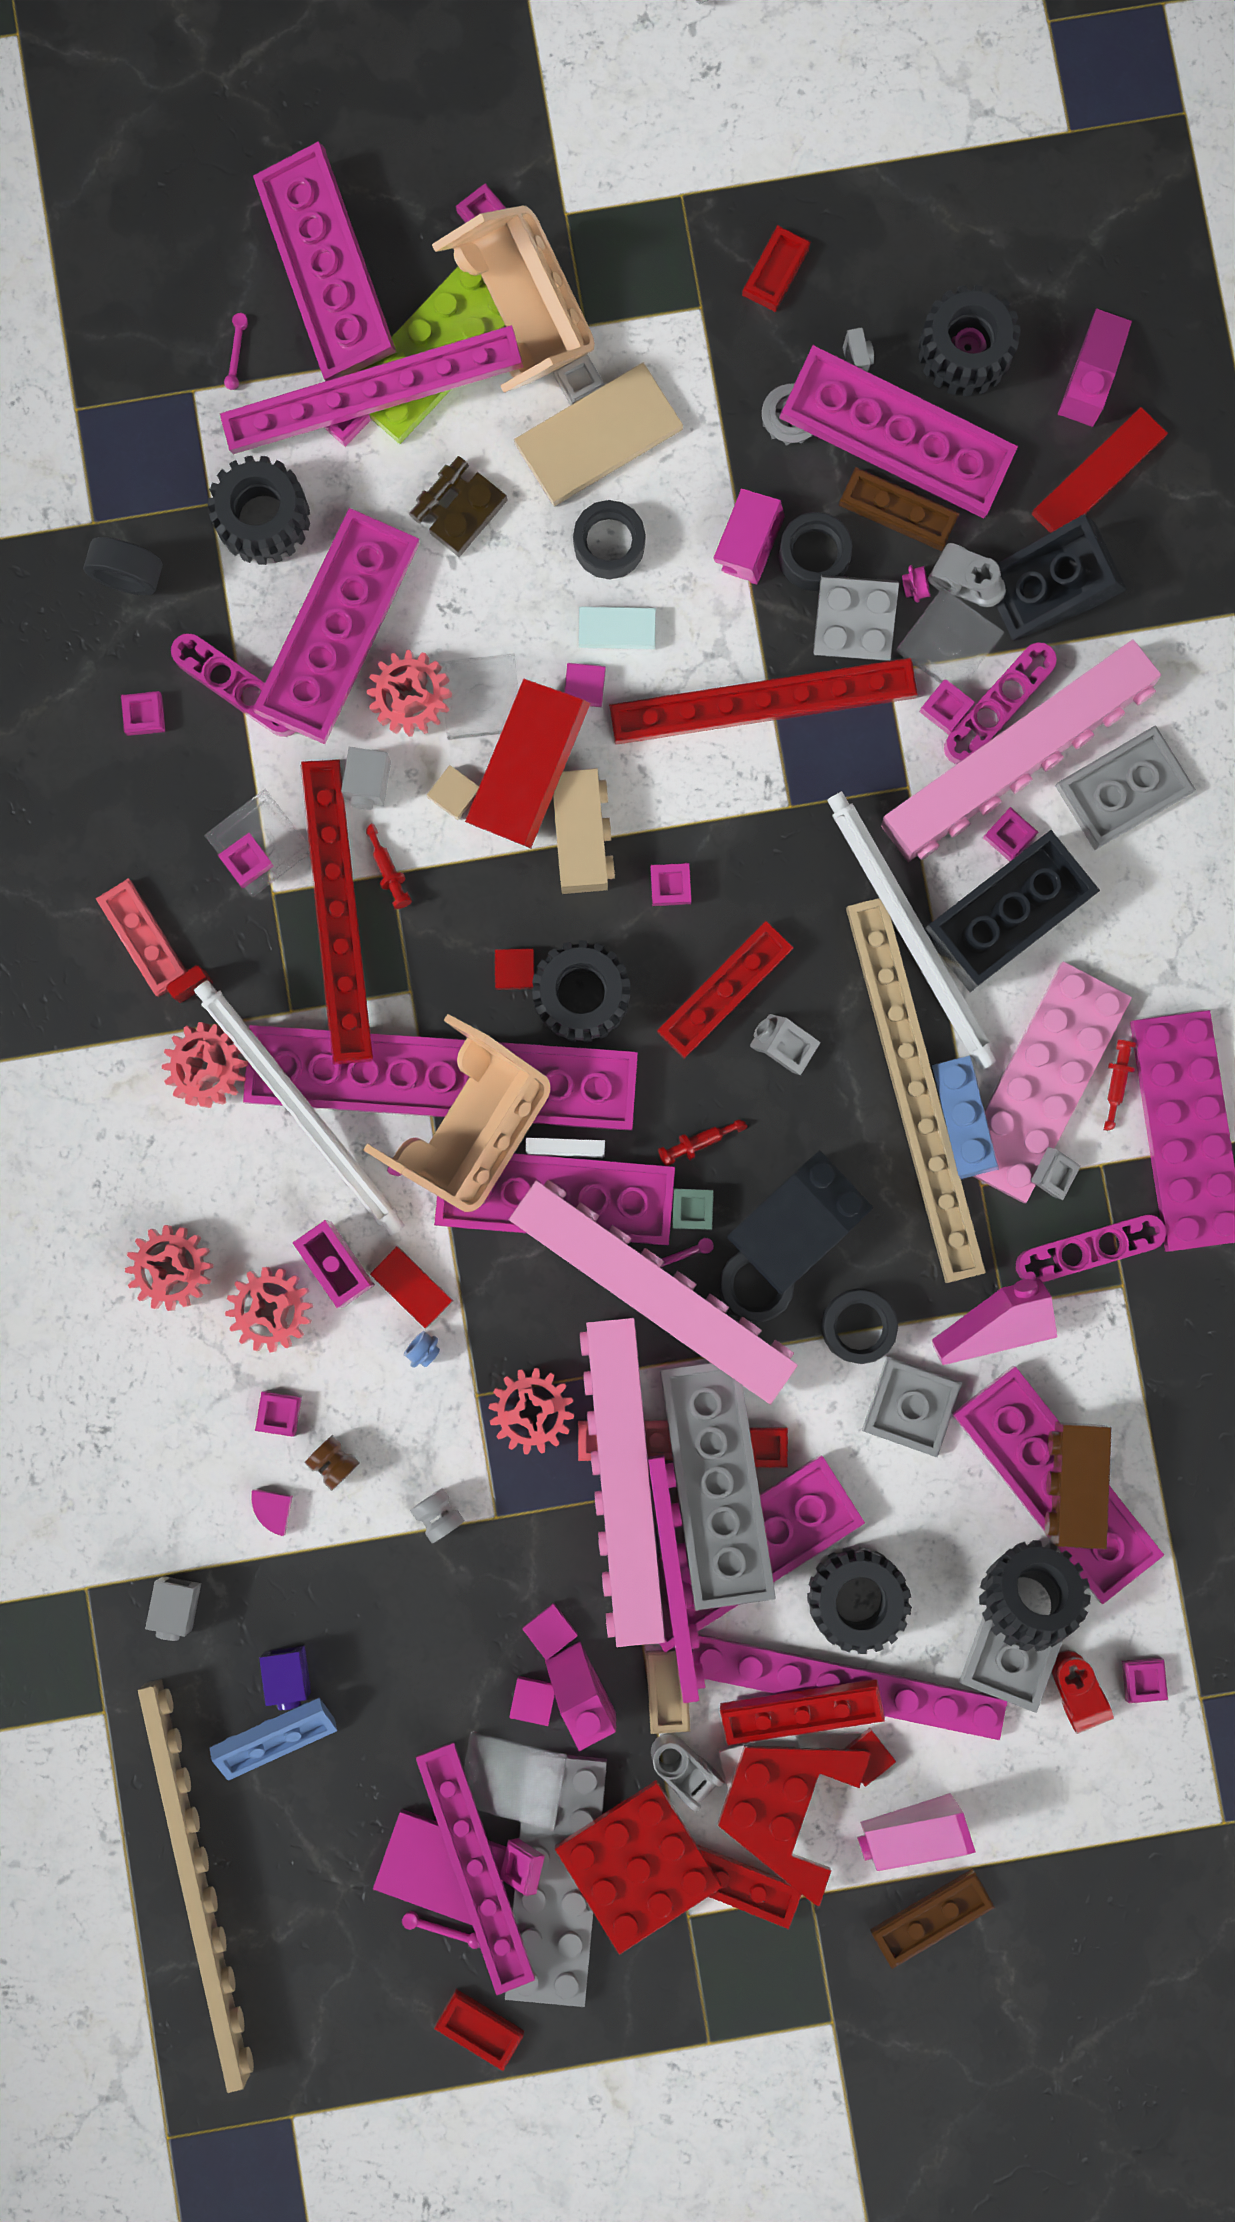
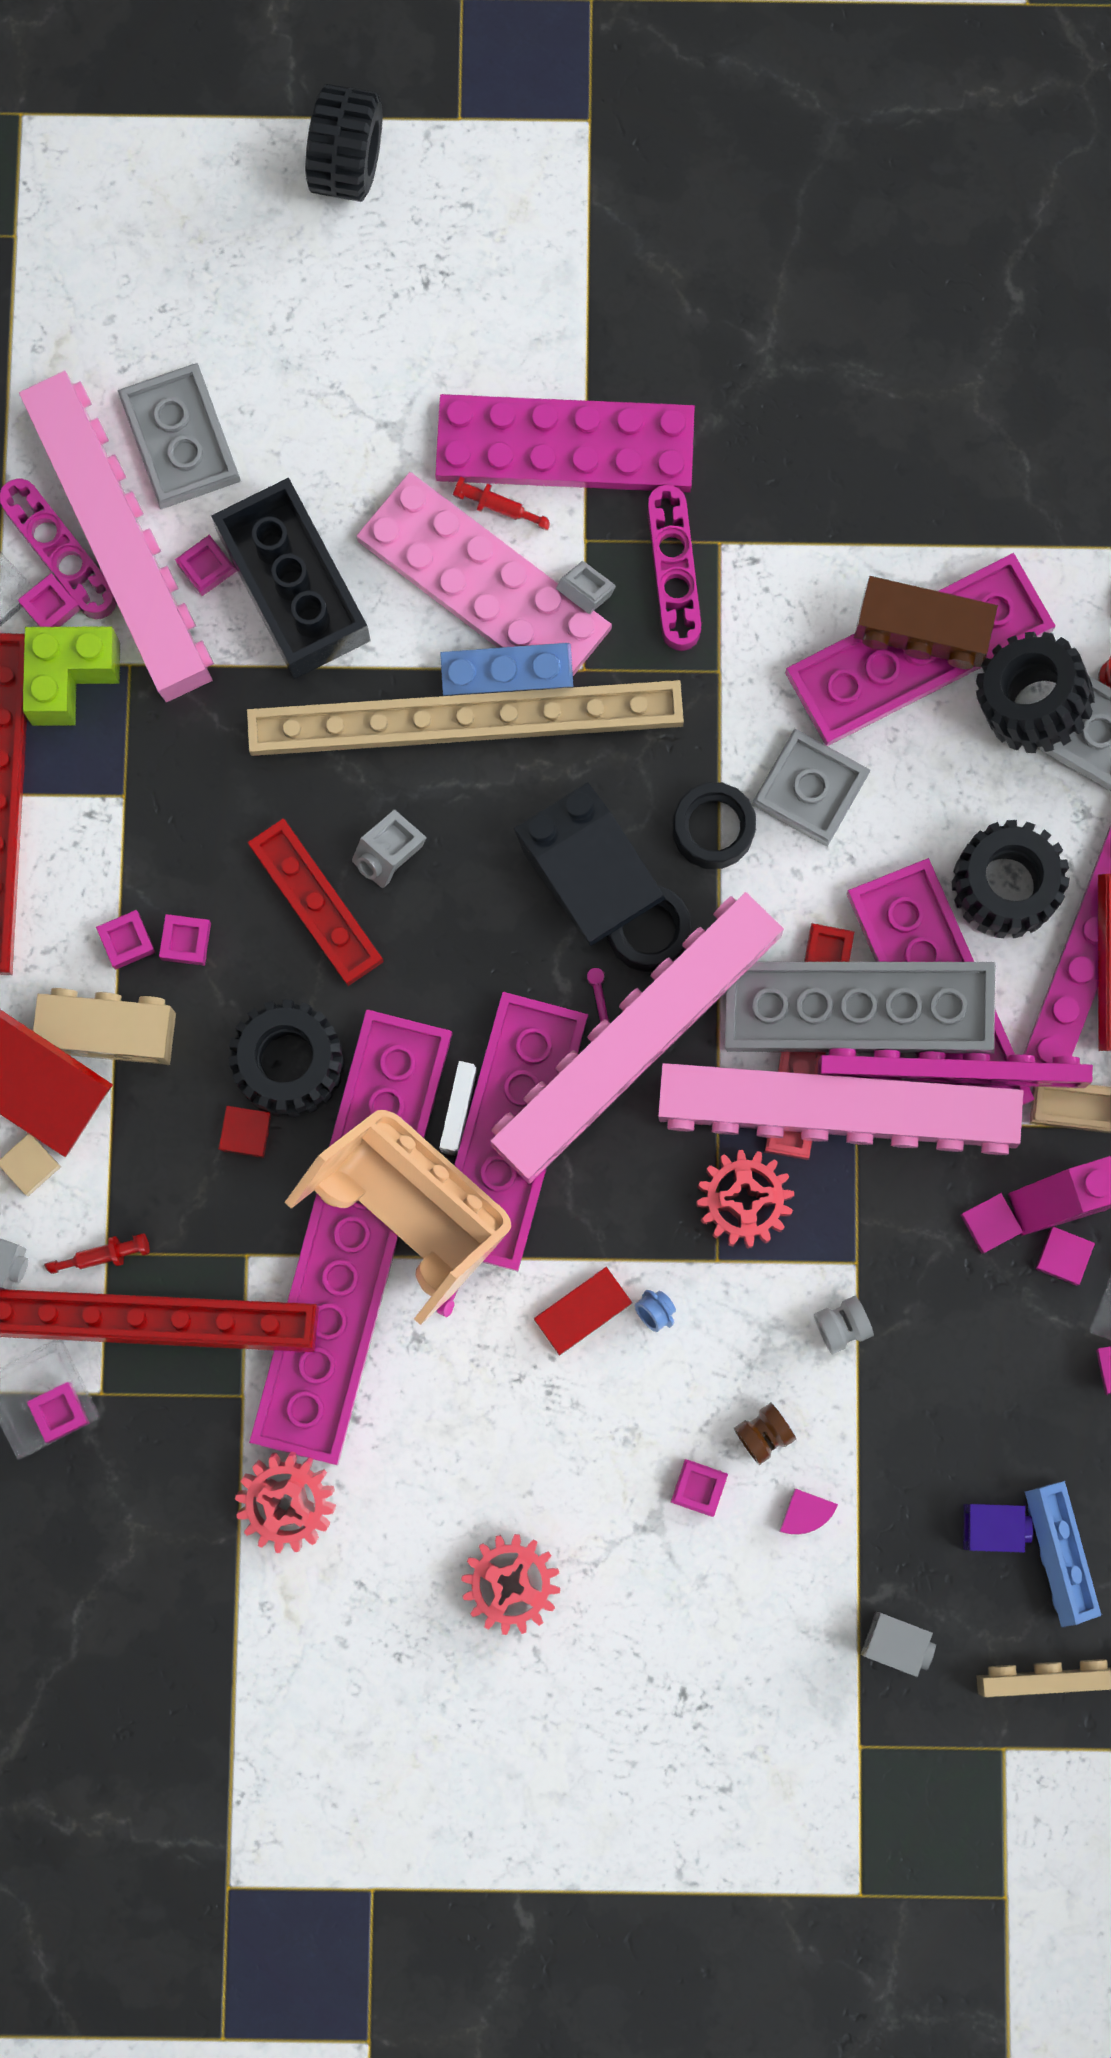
camera: 80 degrees left, 5 degrees down
(141, 936) = (121, 1553): coral tile -> none
(184, 985) = (187, 1505): red tile -> none
(284, 1301) = (572, 1454): coral gear -> none
(299, 1107) = (354, 1400): white piece -> none
(333, 1264) = (541, 1390): dark pink brick -> none
(661, 834) = (125, 939): none -> dark pink plate
(692, 1209) = (553, 981): sand green plate -> none
(697, 1142) = (481, 973): red piece -> none
(896, 724) = (57, 662): none -> lime brick
(911, 930) = (289, 687): white piece -> none
(1003, 1321) = (736, 670): slope -> none

